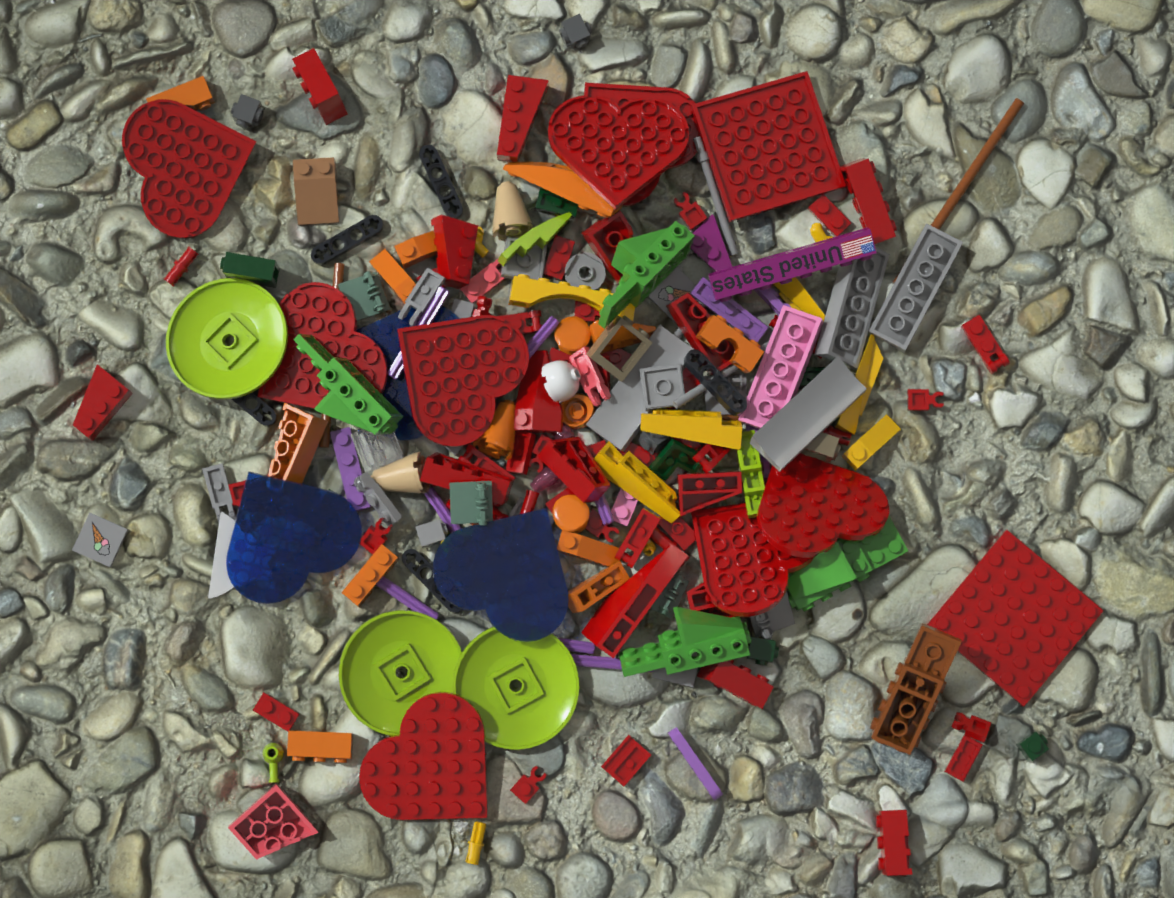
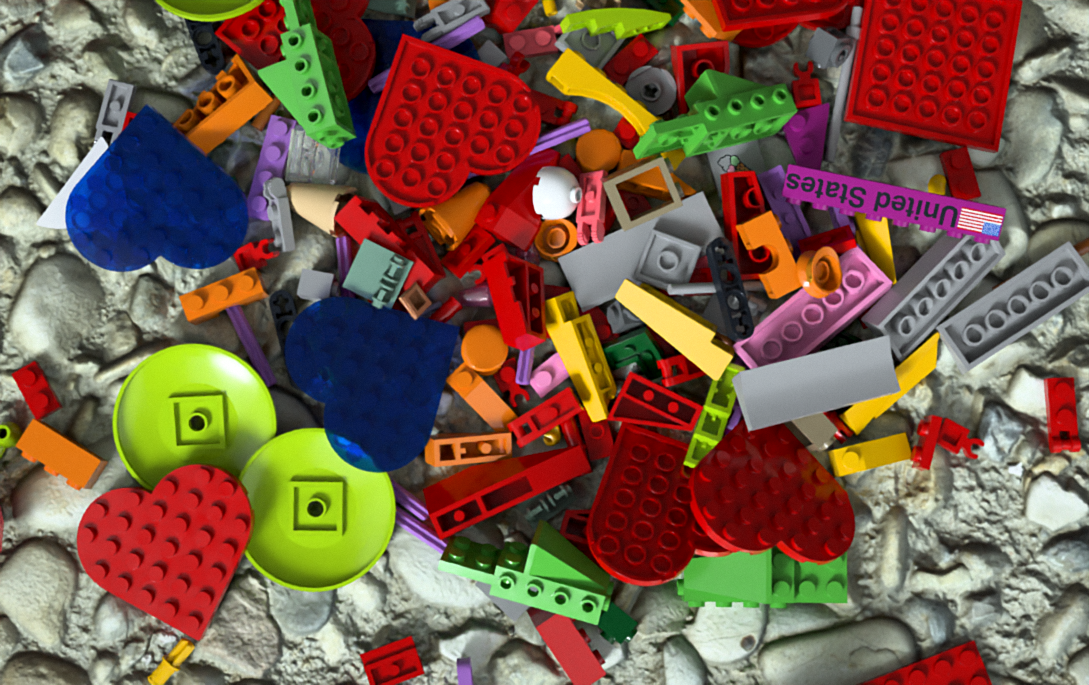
camera: 30 degrees right, 0 degrees up
(506, 506) = (415, 300): none -> nougat slope
(526, 787) = (264, 629): red plate -> none
(691, 176) = (828, 47): none -> dark grey brick
(763, 315) = (838, 239): none -> red plate
(769, 338) = (819, 272): none -> orange piece
(773, 620) = (654, 598): light grey hinge -> none
(868, 199) = (1017, 177): red wedge -> none
(901, 405) = (924, 450): none -> red plate

